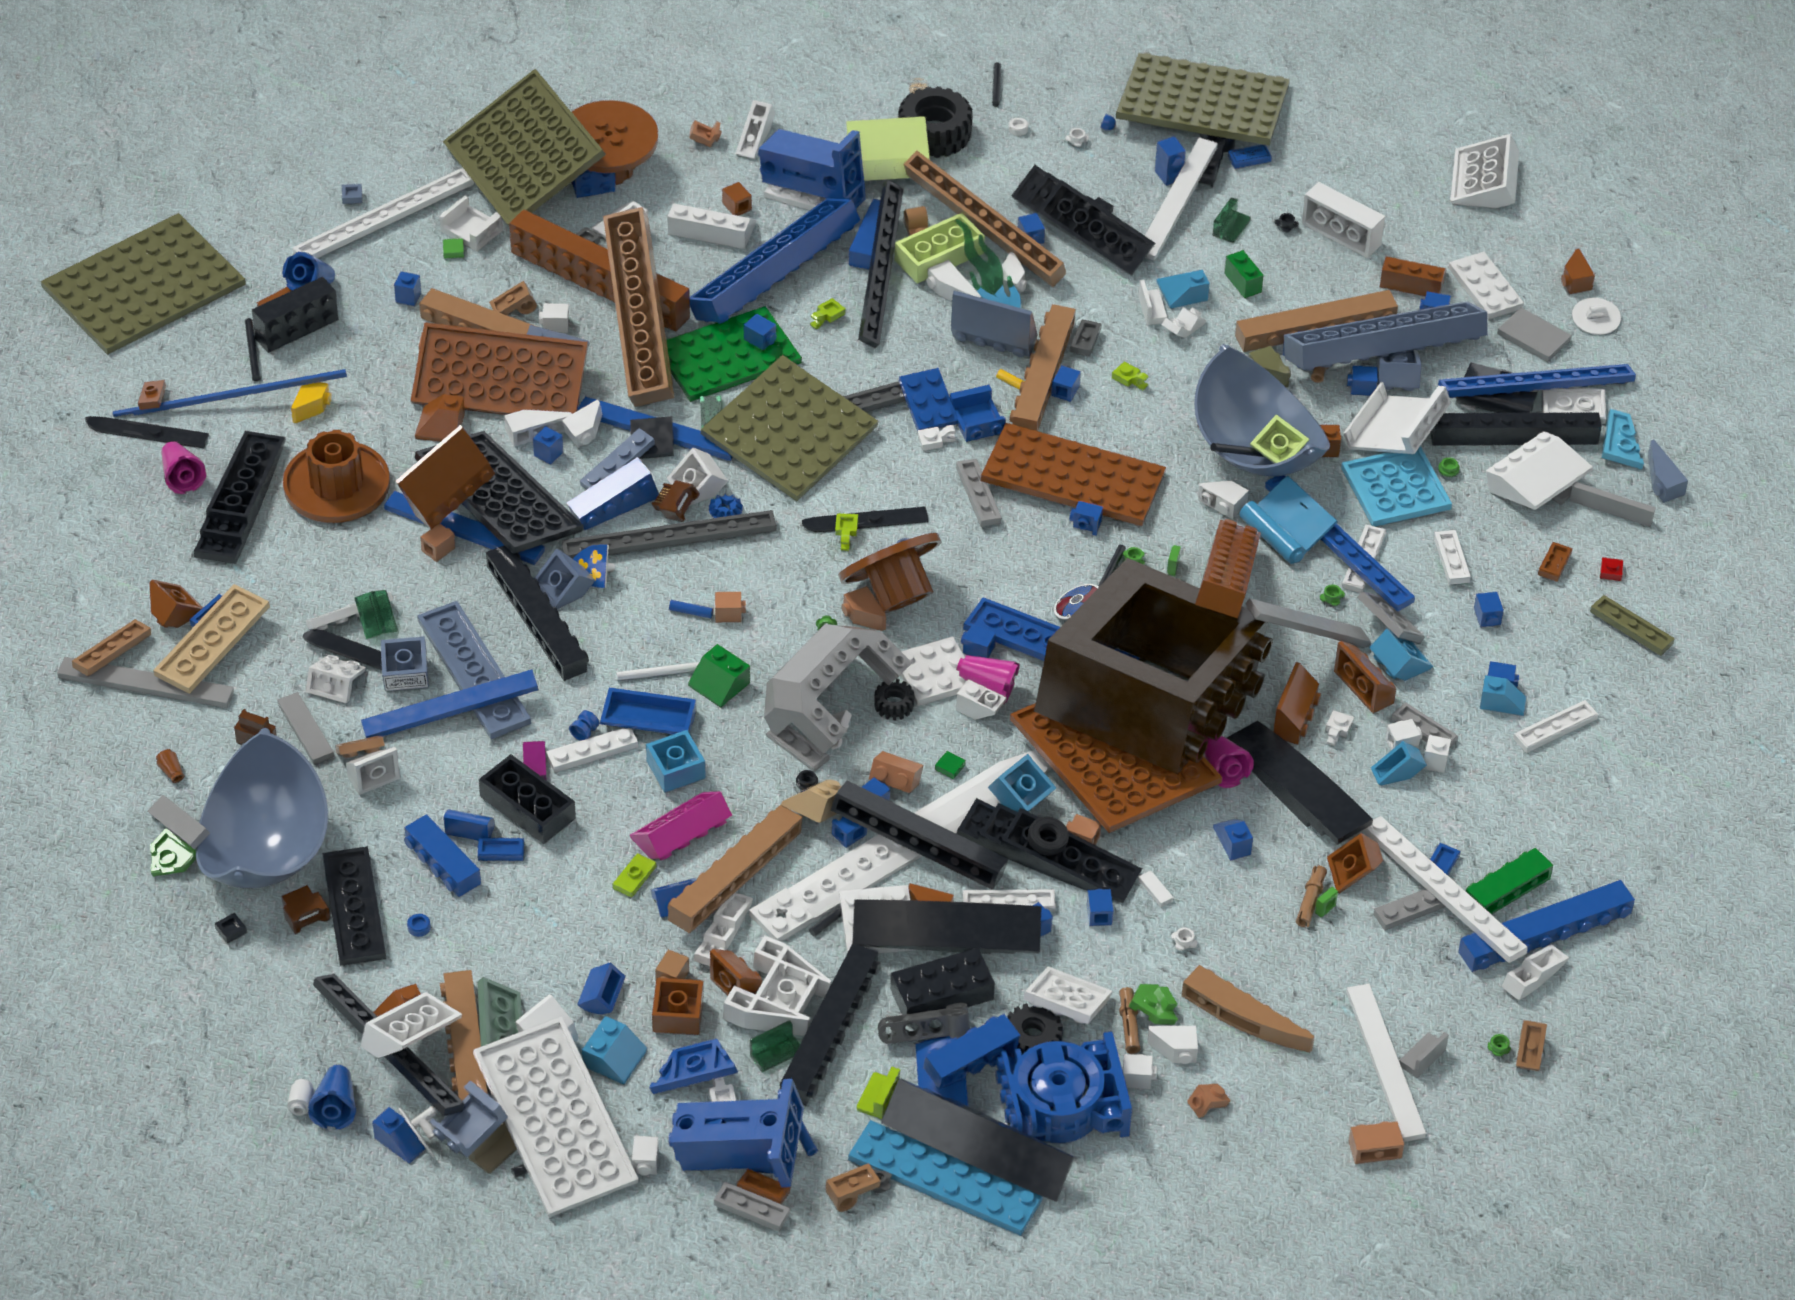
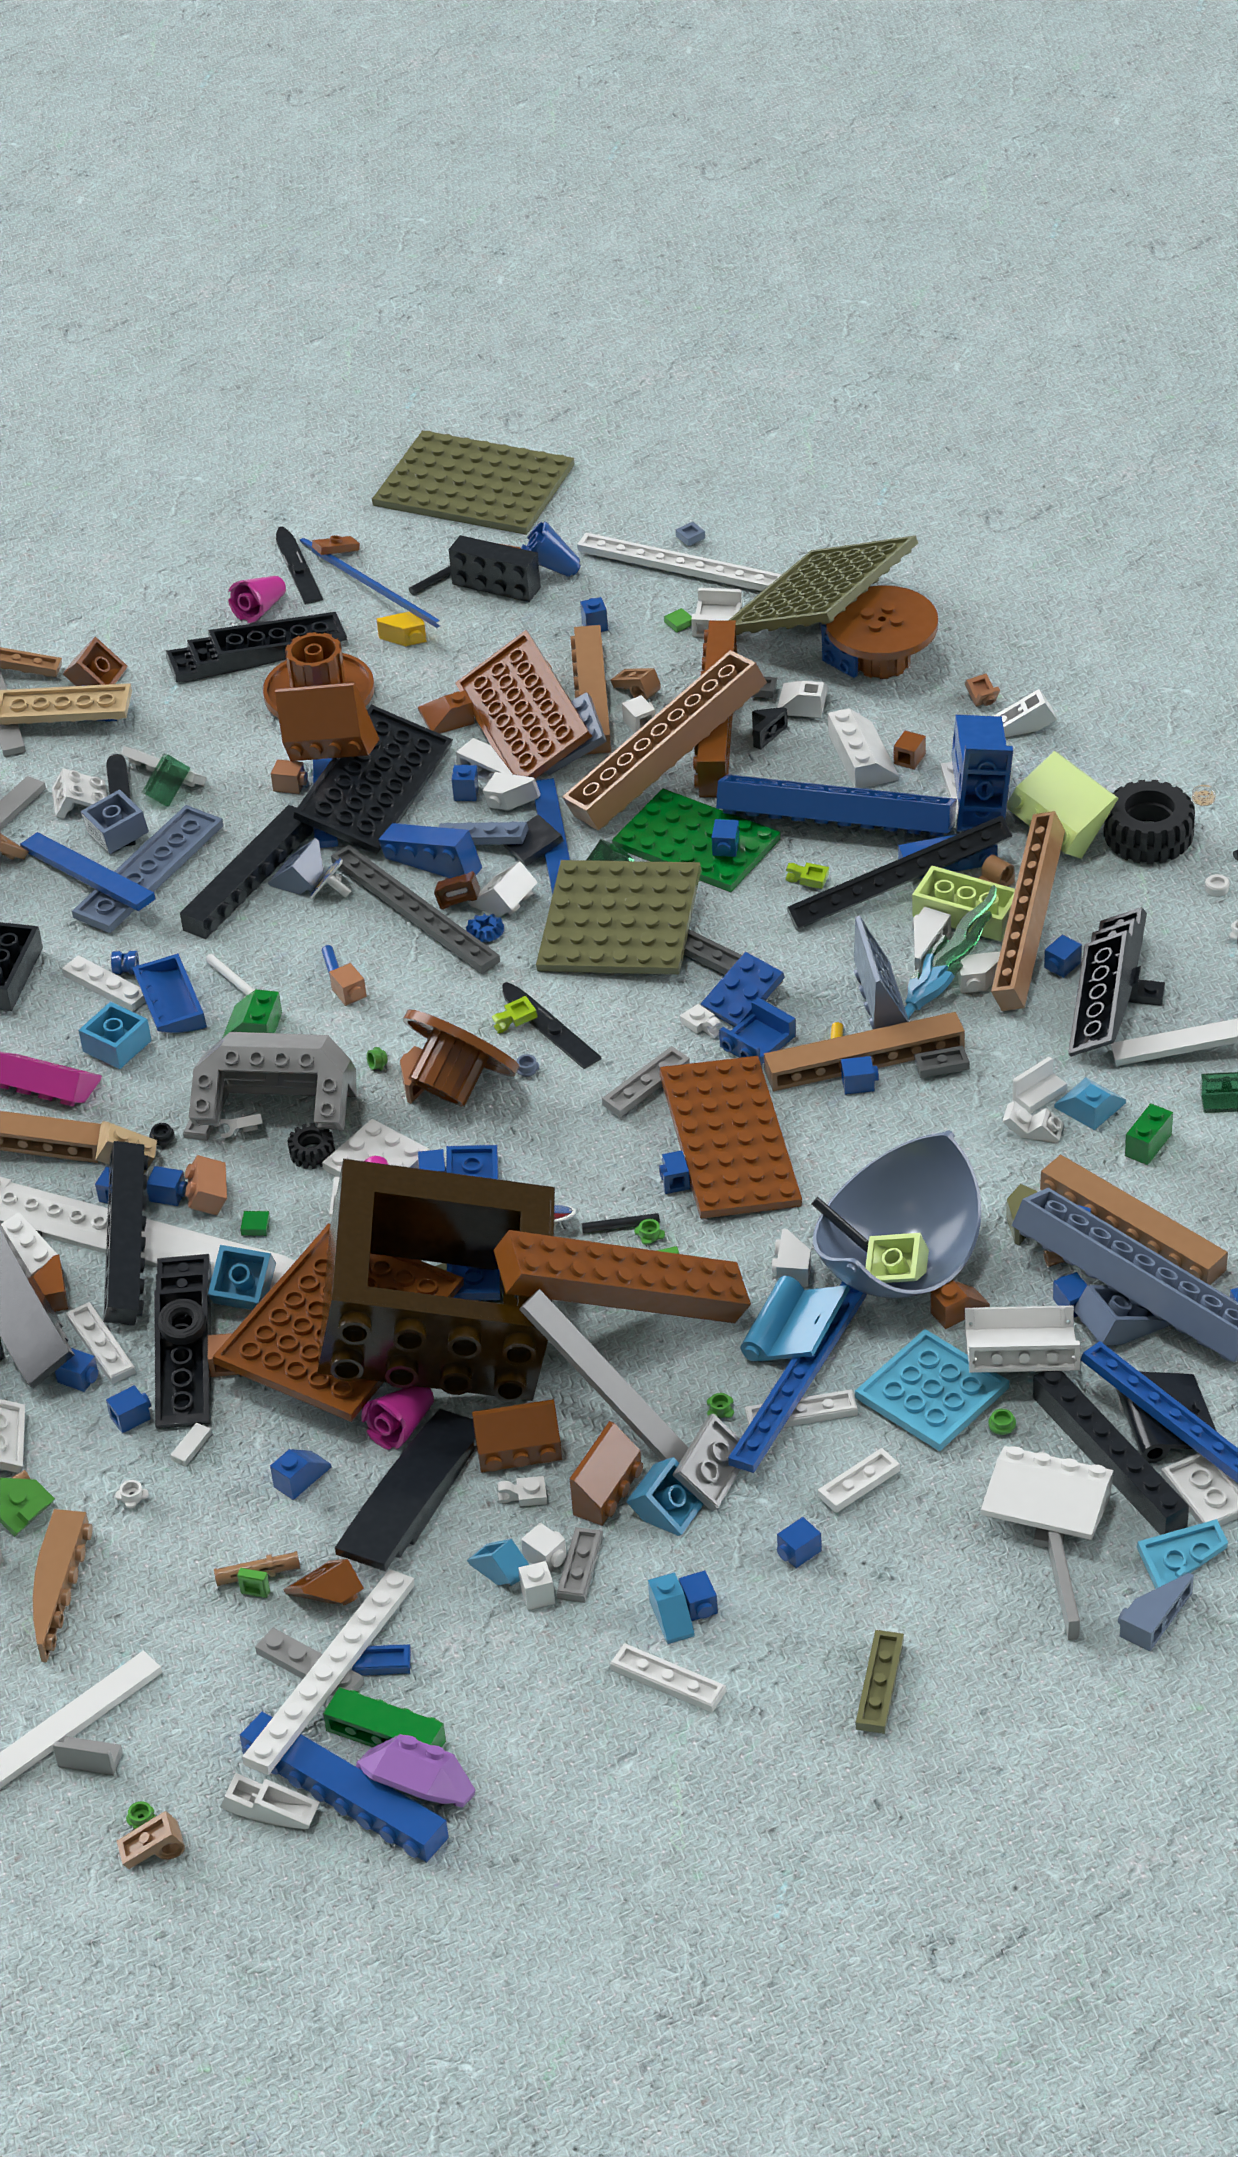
camera: 65 degrees right, 5 degrees down
(535, 757) = (61, 955): magenta tile -> none
(1128, 374) = (918, 1116): lime plate -> none
(1555, 561) = (927, 1572): dark orange plate -> none
(1561, 880) = (418, 1770): none -> medium lavender wedge
(1611, 569) = (962, 1629): red plate -> none

